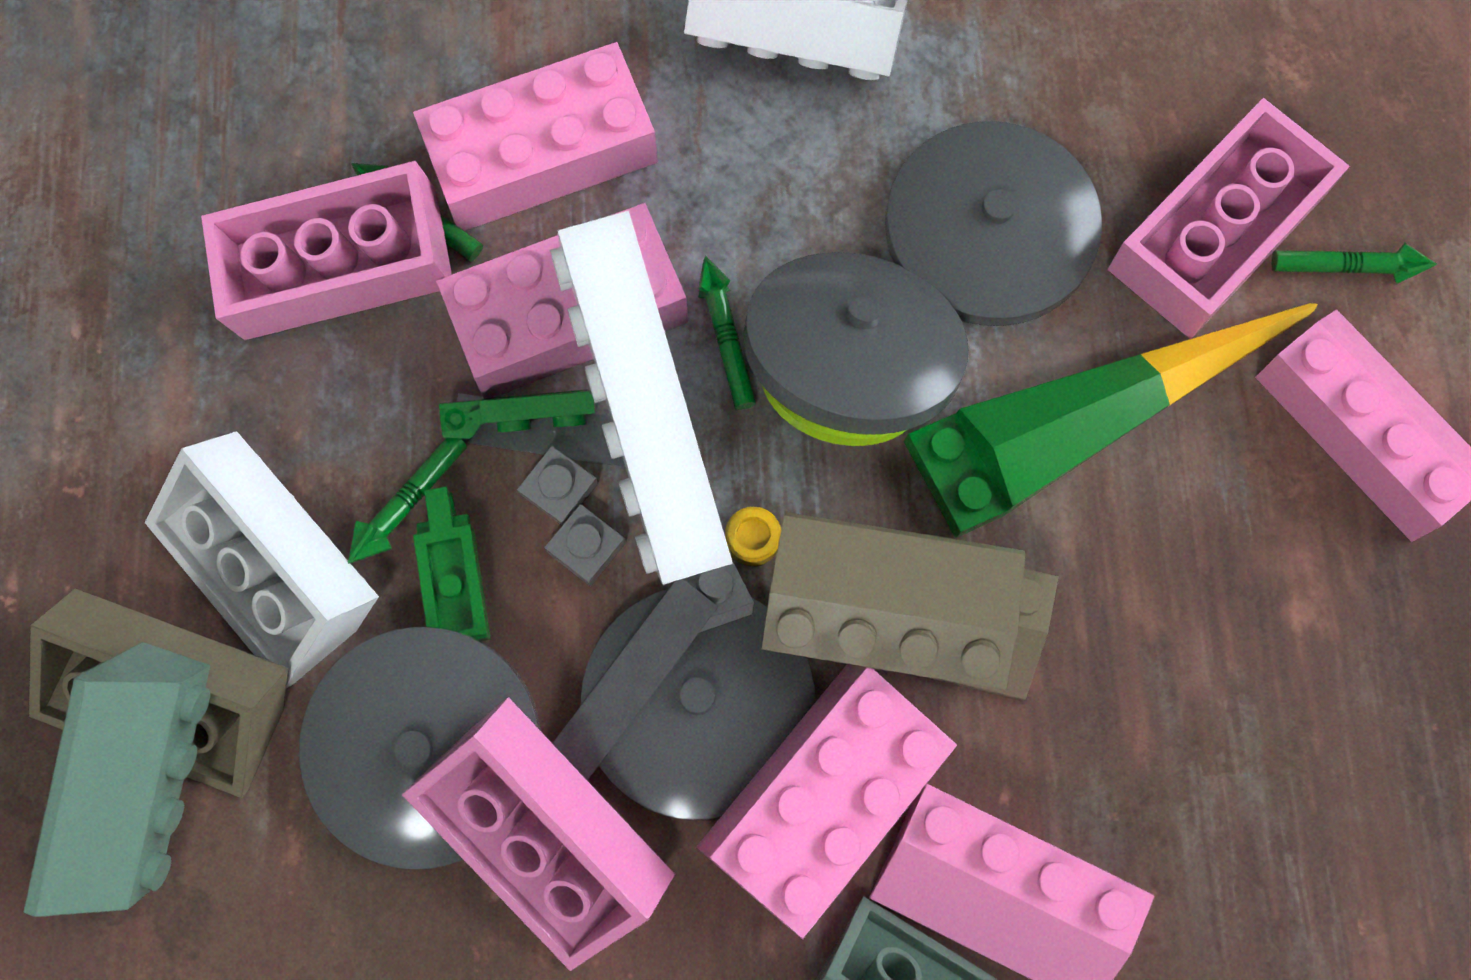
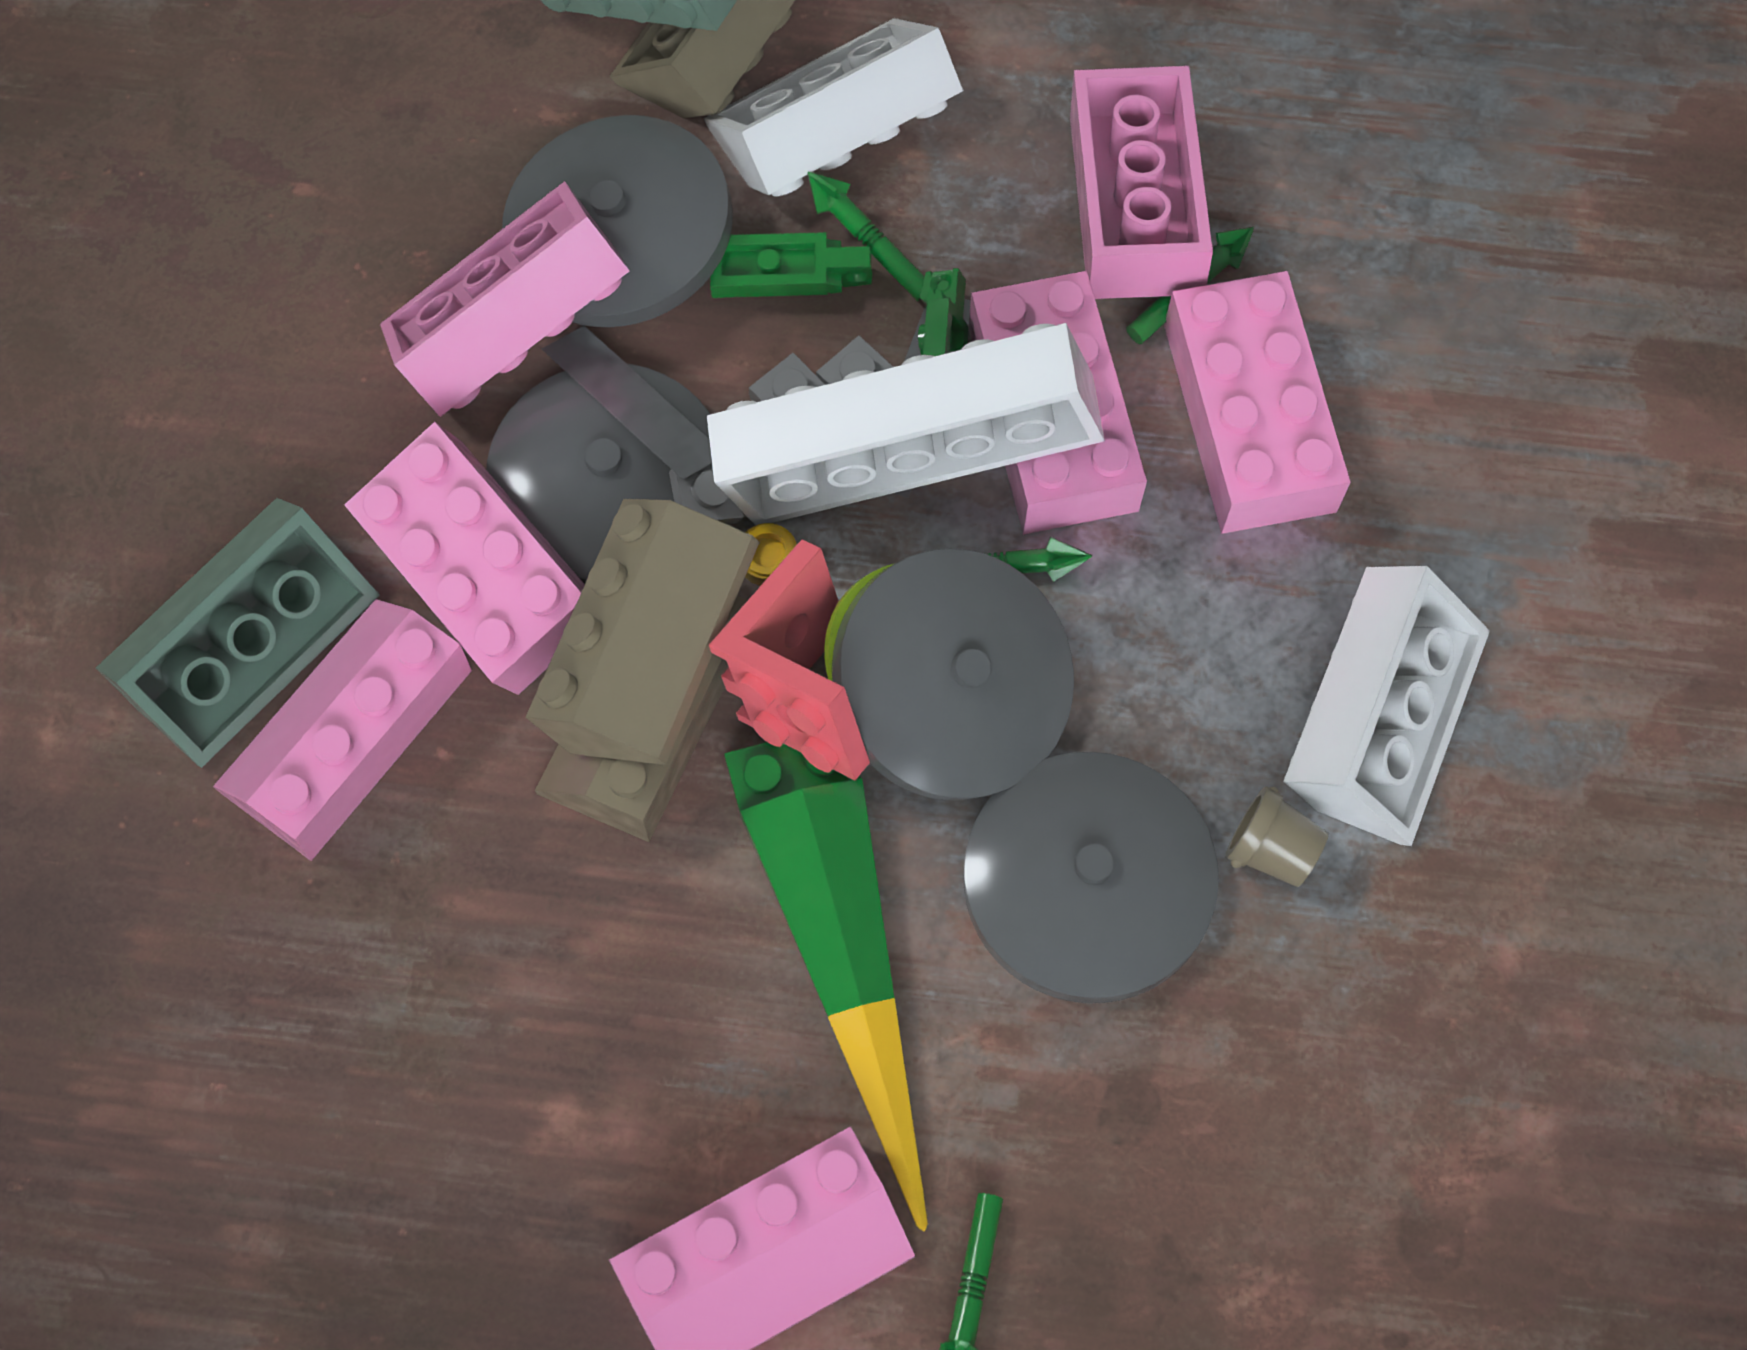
camera: 100 degrees right, 5 degrees down
(924, 480) = (769, 661): none -> coral bracket
(936, 81) = (1277, 839): none -> dark tan piece
(1226, 217) = (1041, 1129): bright pink brick -> none

